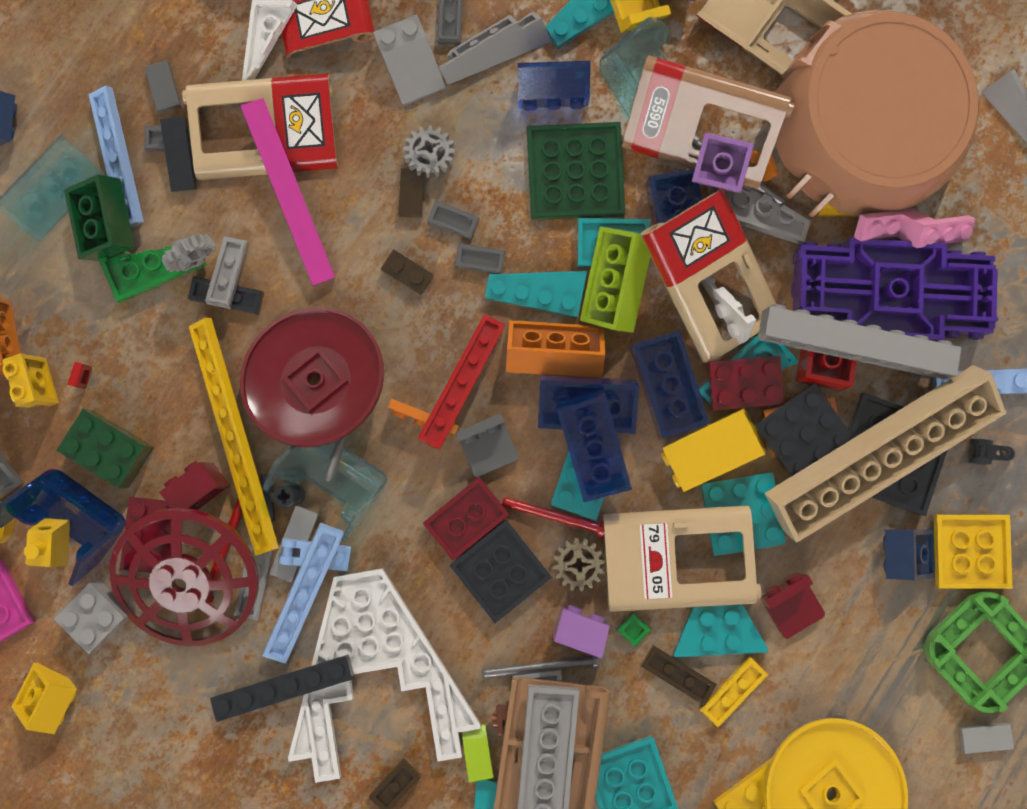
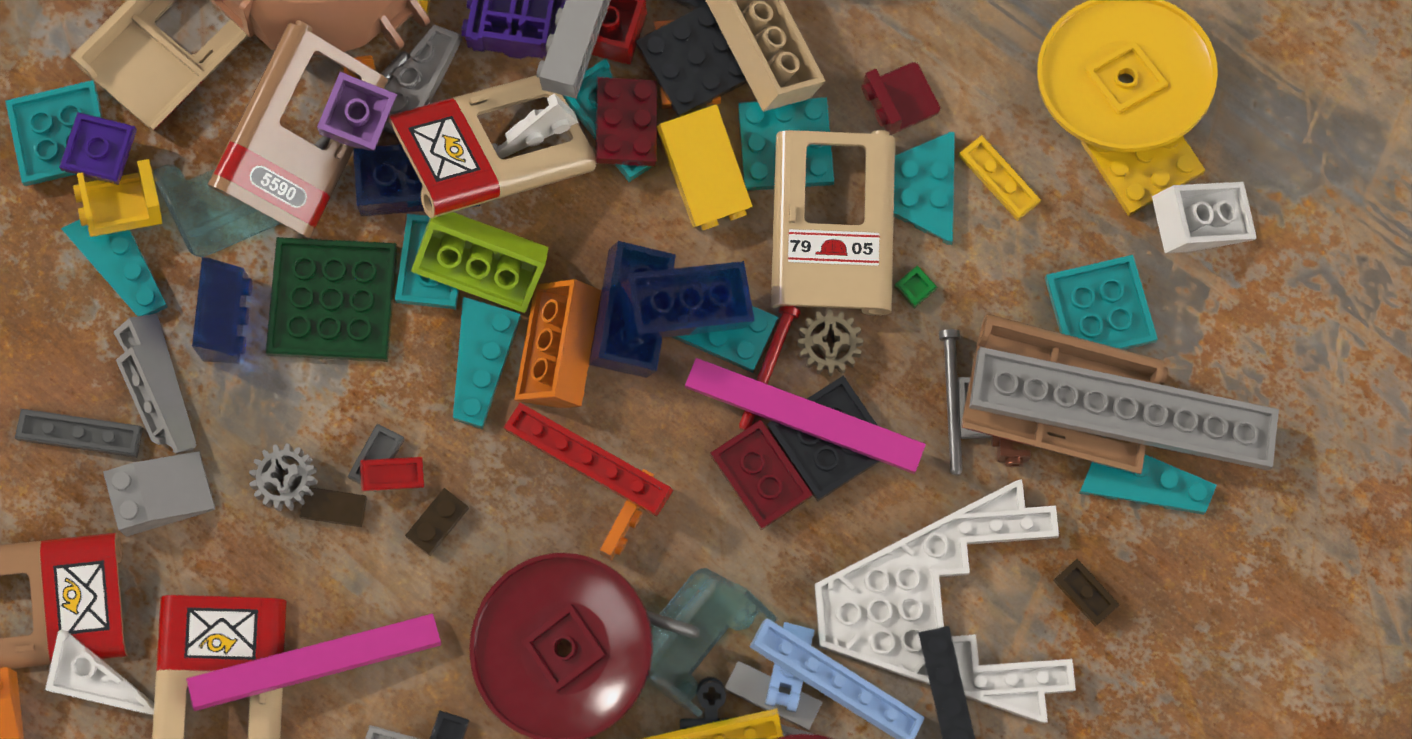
camera: 85 degrees left, 10 degrees down
(439, 233) = (392, 474): none -> red tile
(477, 754) = (1053, 487): lime slope -> none
(480, 259) = (431, 428): dark grey tile -> none
(487, 445) = (671, 439): dark grey bracket -> none
(514, 550) = (805, 415): none -> dark pink tile
(581, 631) = (911, 345): medium lavender slope -> none
(669, 384) = (619, 209): clear blue brick -> none
(678, 675) = (974, 239): dark brown tile -> none

